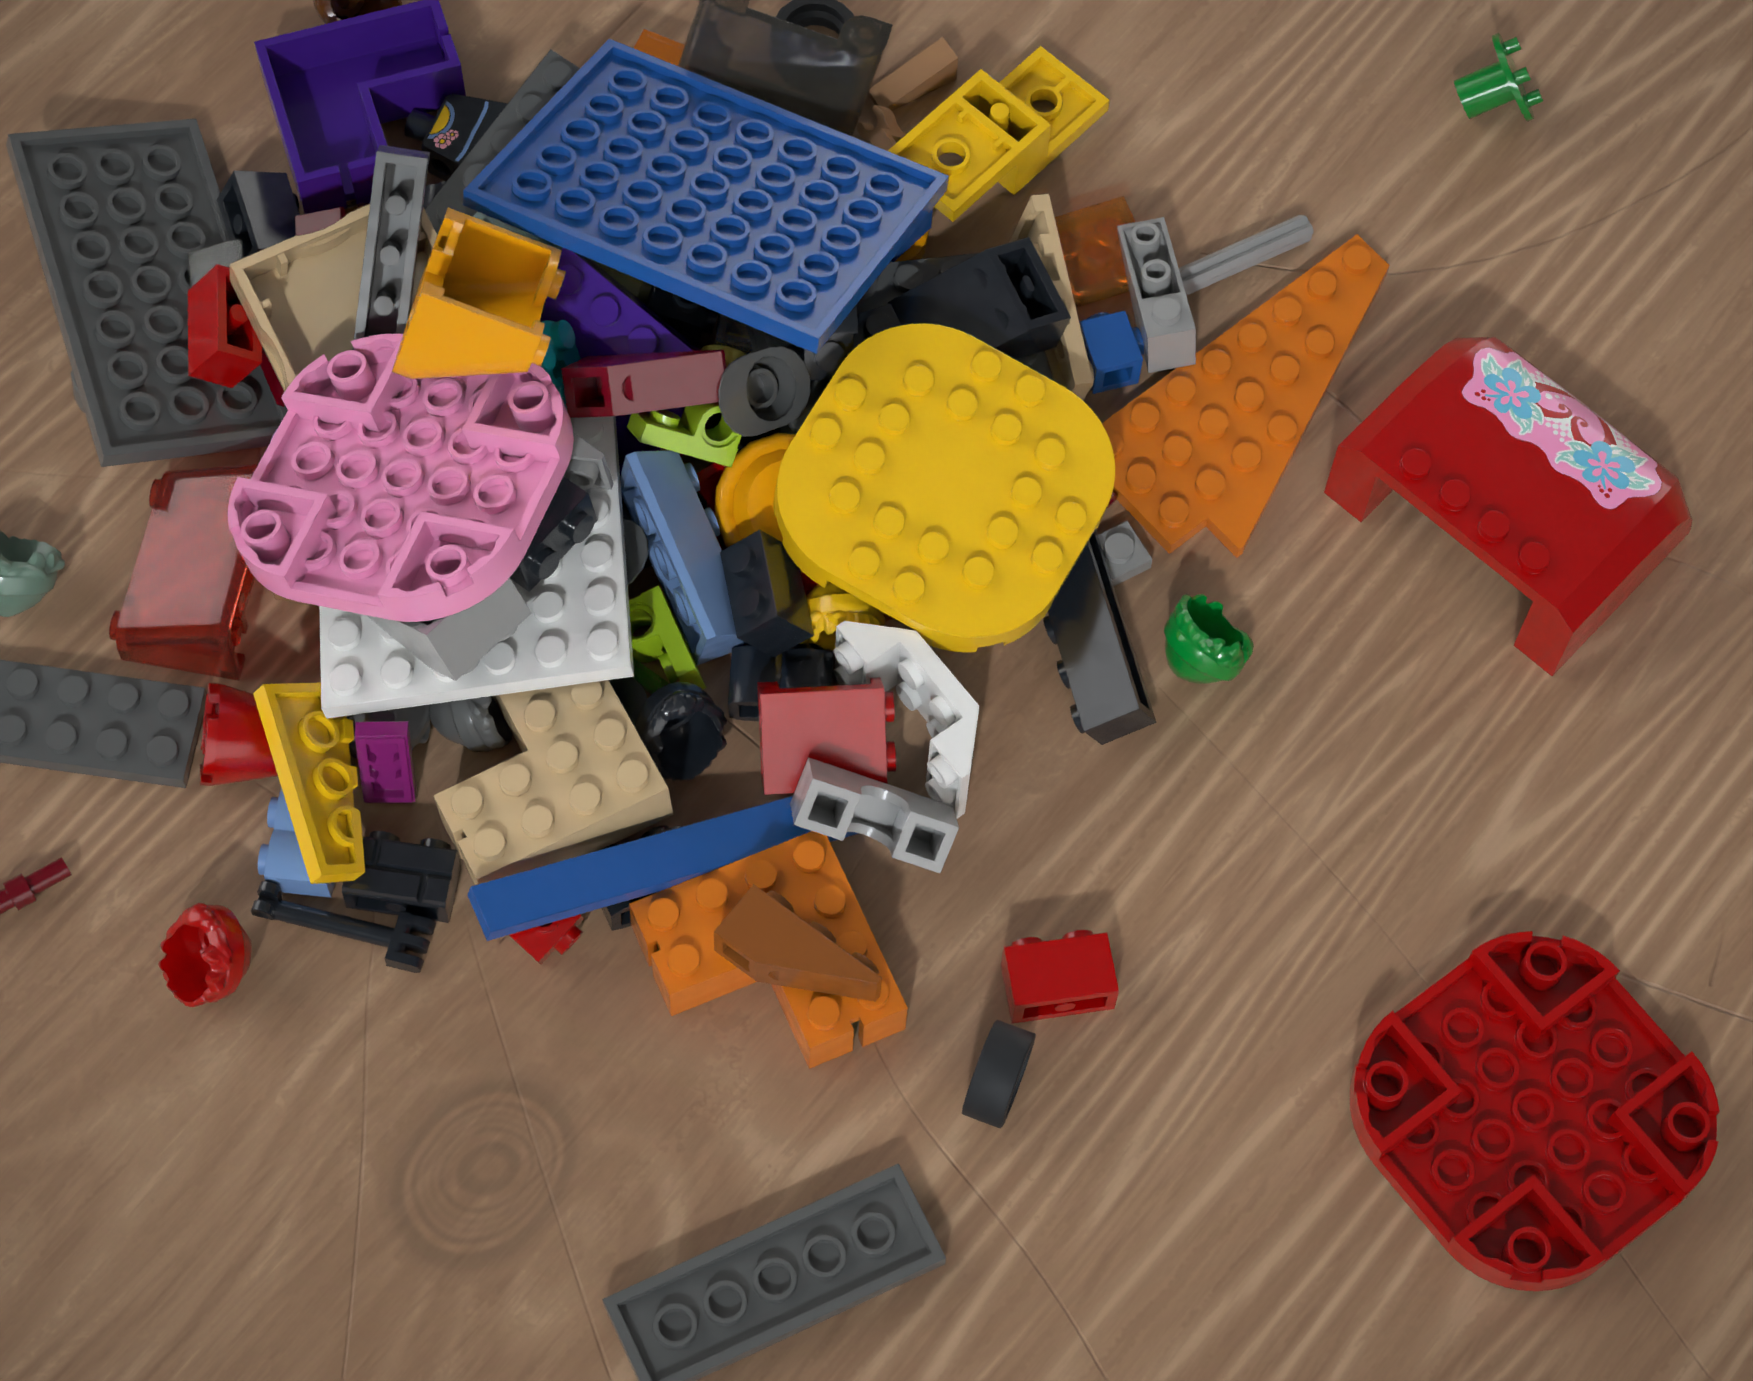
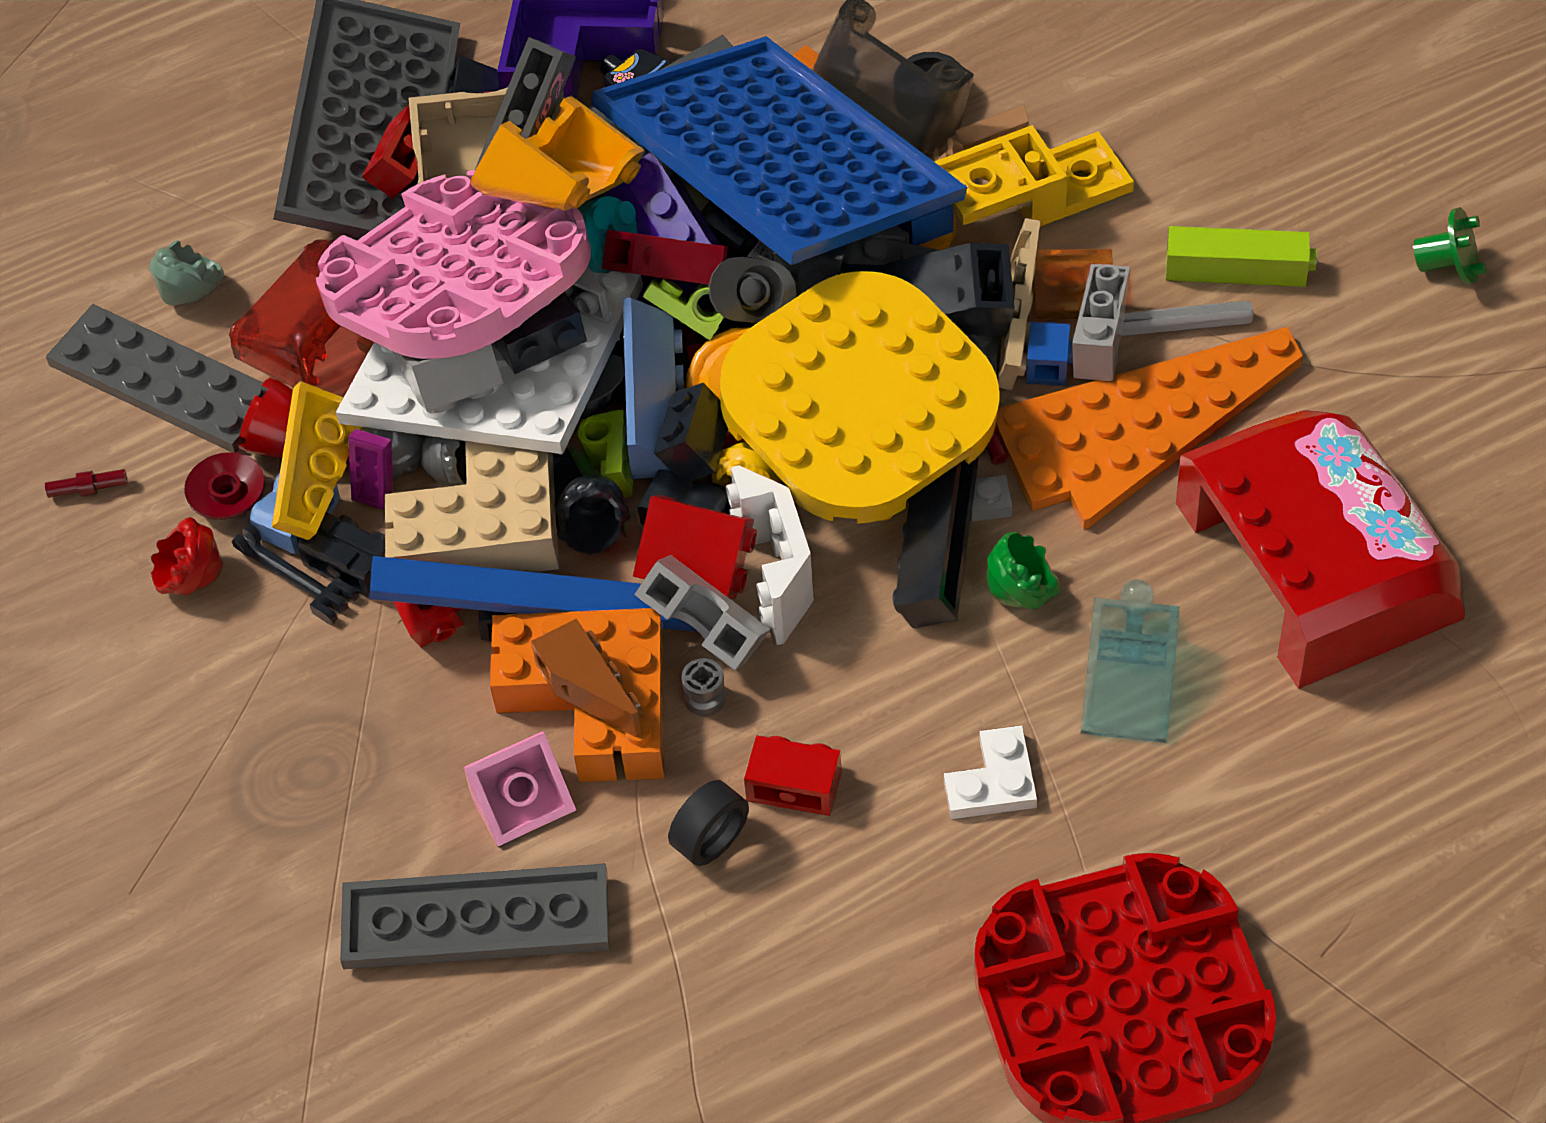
camera: 30 degrees right, 10 degrees down
(201, 818) = (221, 474): none -> dark red dish
(755, 1109) = (519, 789): none -> bright pink slope
(905, 914) = (703, 687): none -> flat silver wheel
(1266, 161) = (1239, 256): none -> lime brick
(1289, 901) = (999, 787): none -> white plate
(1372, 728) = (1130, 666): none -> clear light blue slope

